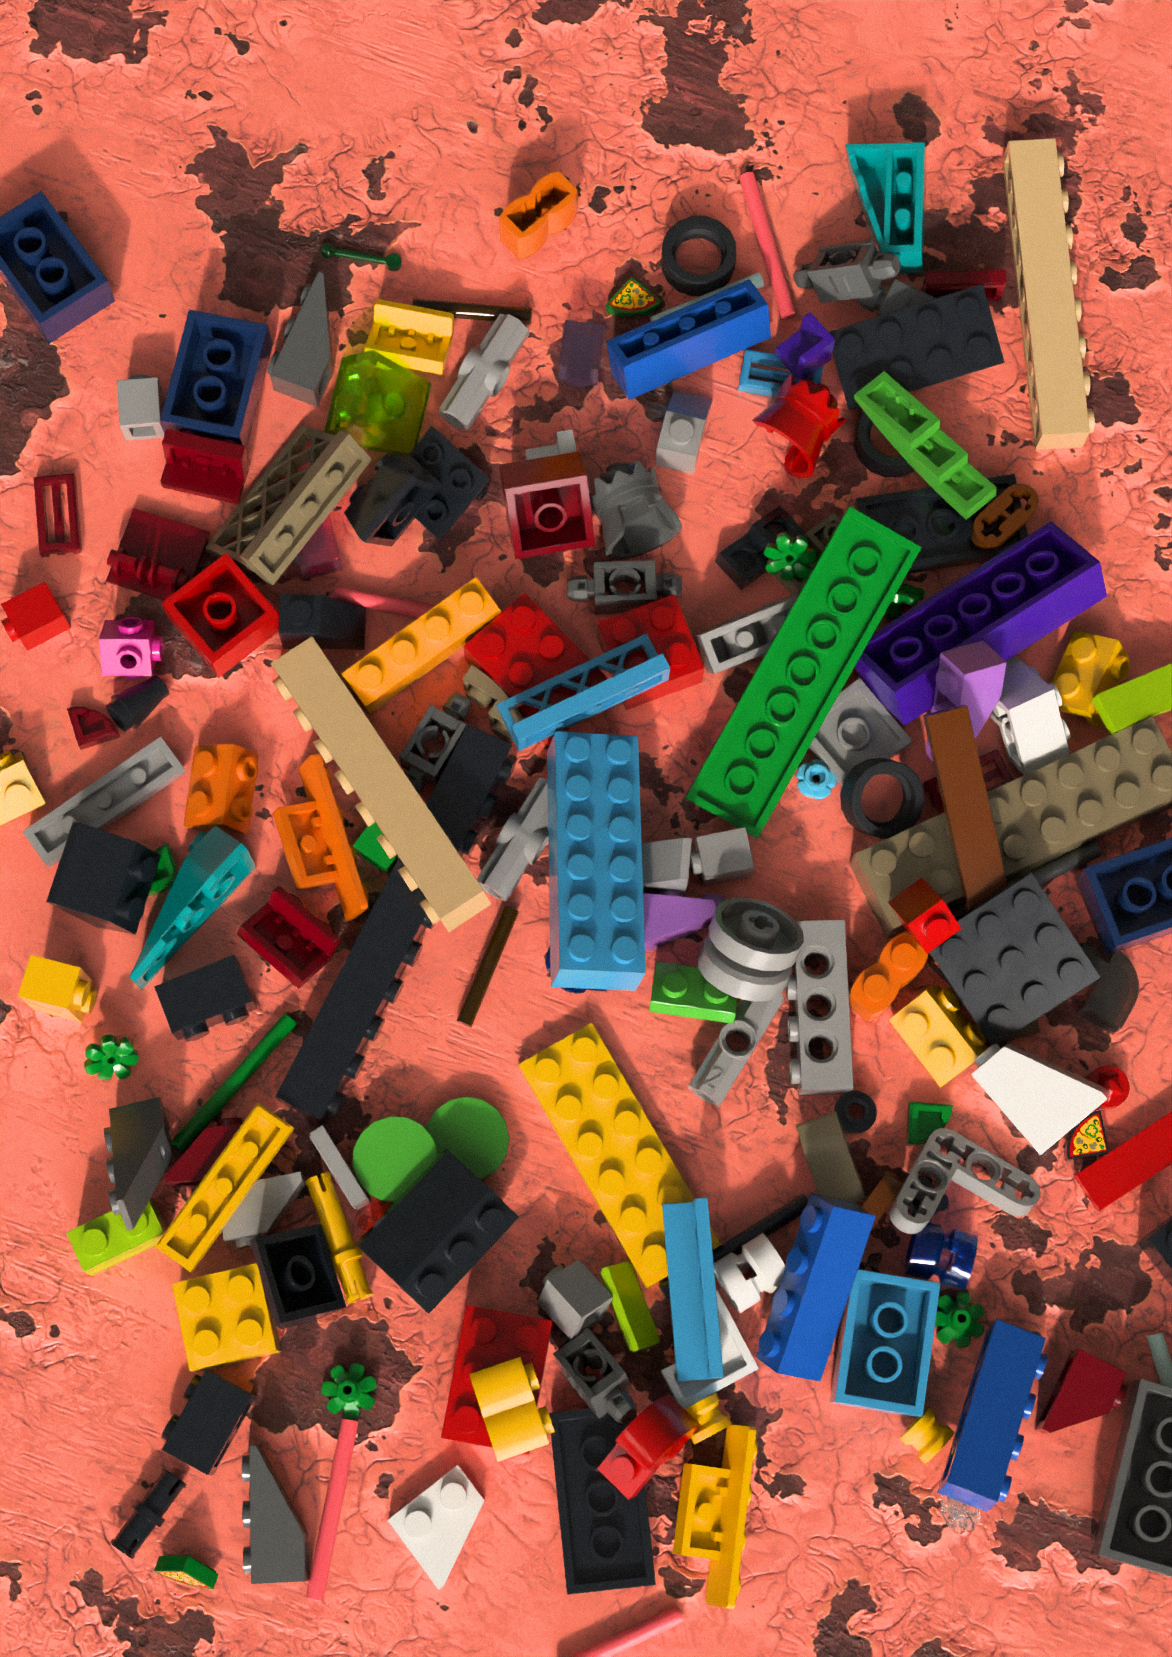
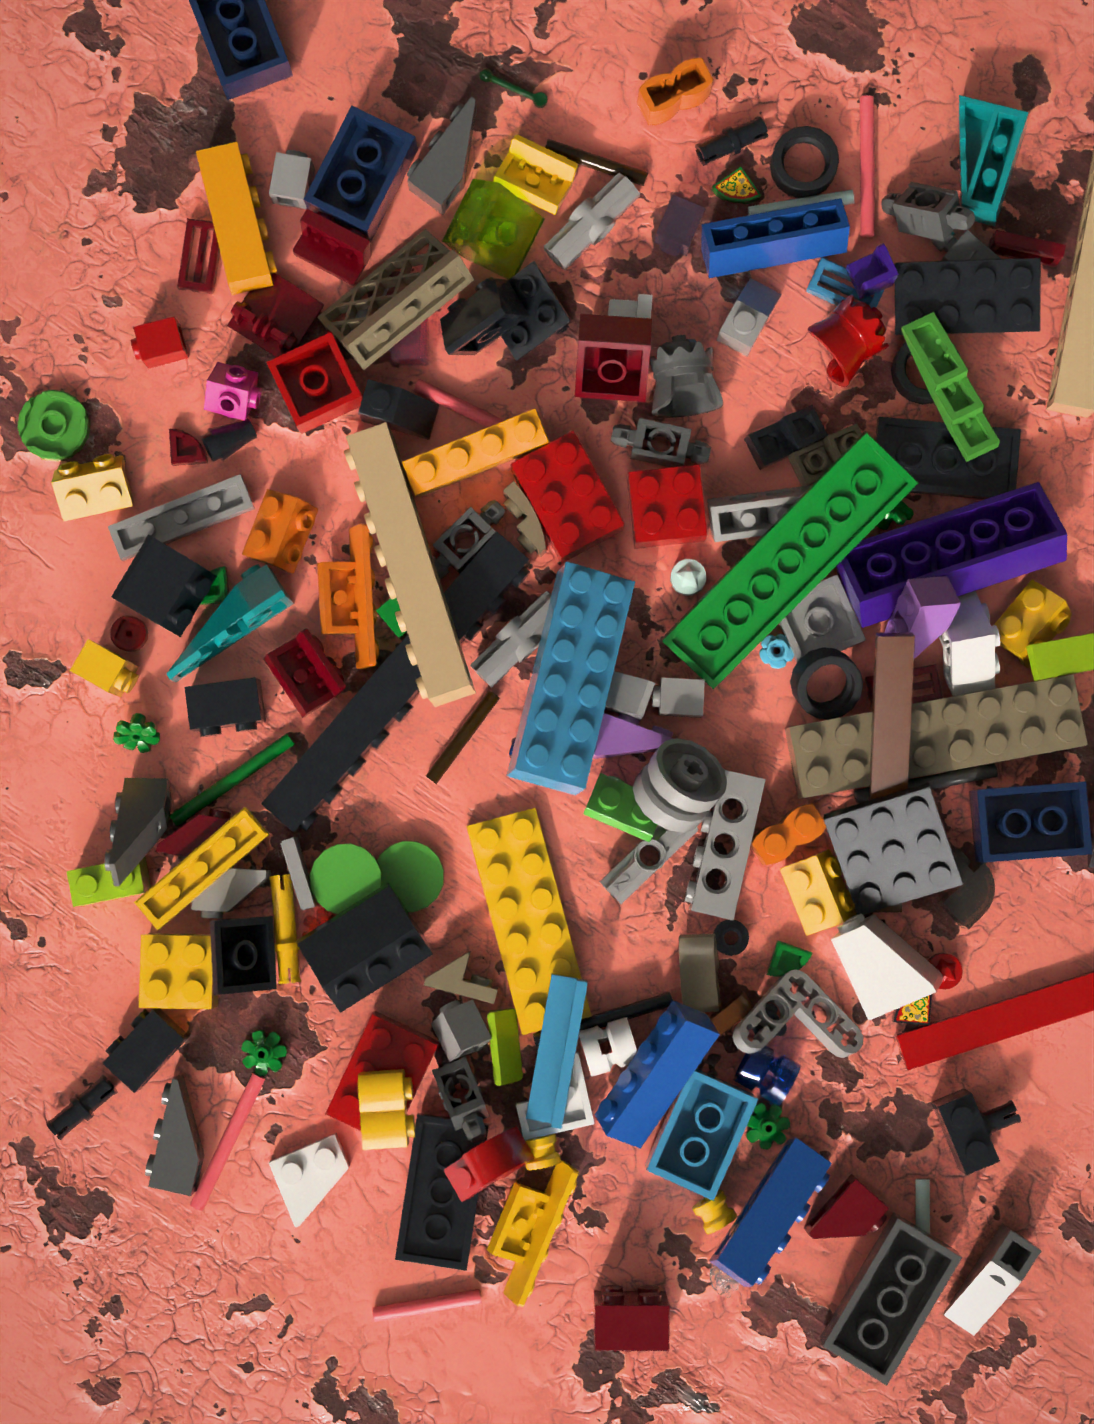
camera: 20 degrees right, 10 degrees up
(75, 946) = (129, 633): none -> red tile
(88, 462) = (235, 219): none -> light orange brick
(186, 1570) = (101, 1159): green tile -> none
(546, 1243) = (451, 979): none -> dark tan slope
(587, 700) = (604, 542): dark azure fence -> none
(613, 253) = (731, 141): none -> black pin
(694, 724) = (688, 577): none -> light aqua tile
(789, 556) = (807, 455): green plant -> none
(865, 1587) = (631, 1319): none -> dark red brick
(924, 915) = (830, 797): red brick -> none
(998, 511) = (996, 460): reddish brown beam -> none

